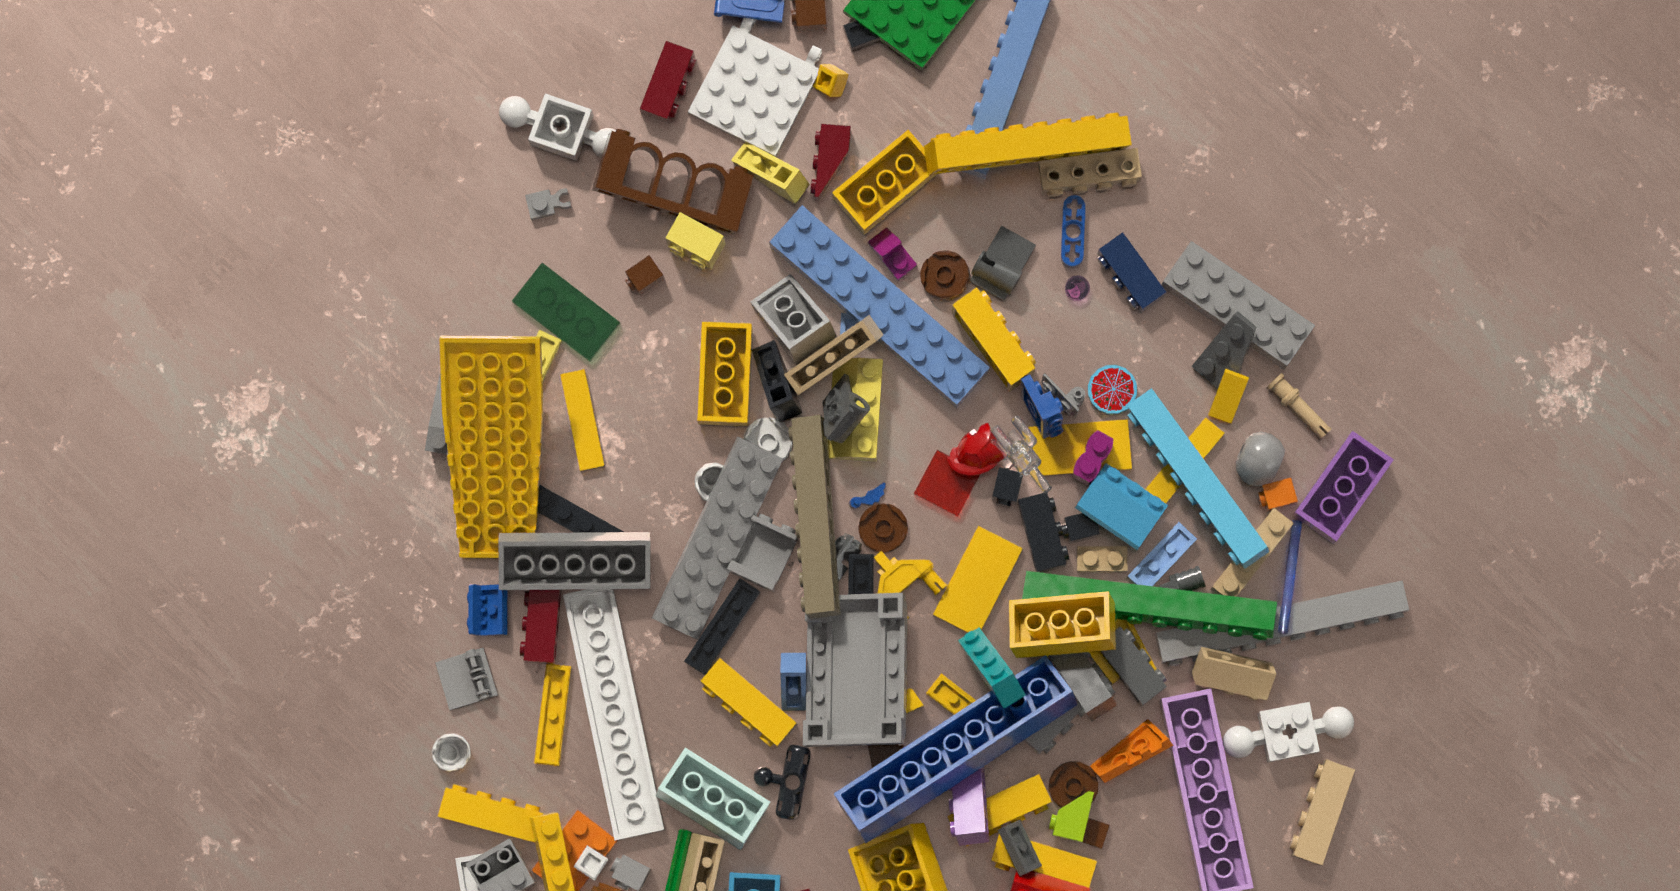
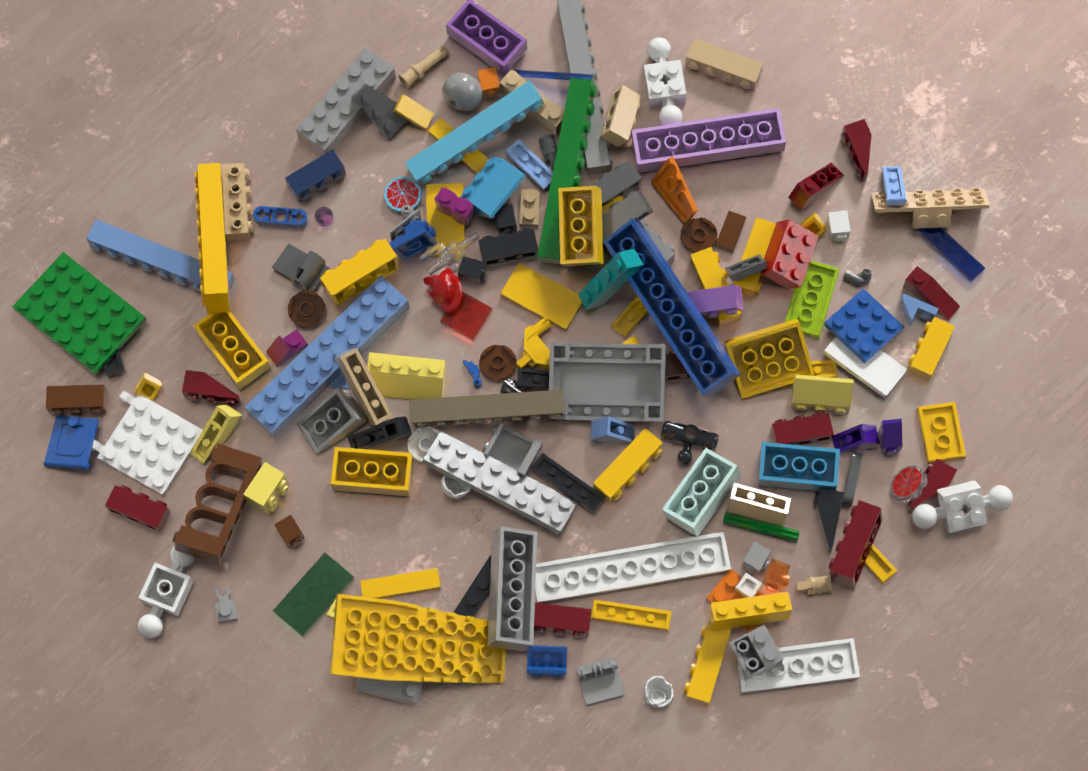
camera: 90 degrees left, 10 degrees down
(842, 412) = (406, 382): dark grey piece -> none
(1072, 818) = (724, 232): lime slope -> none

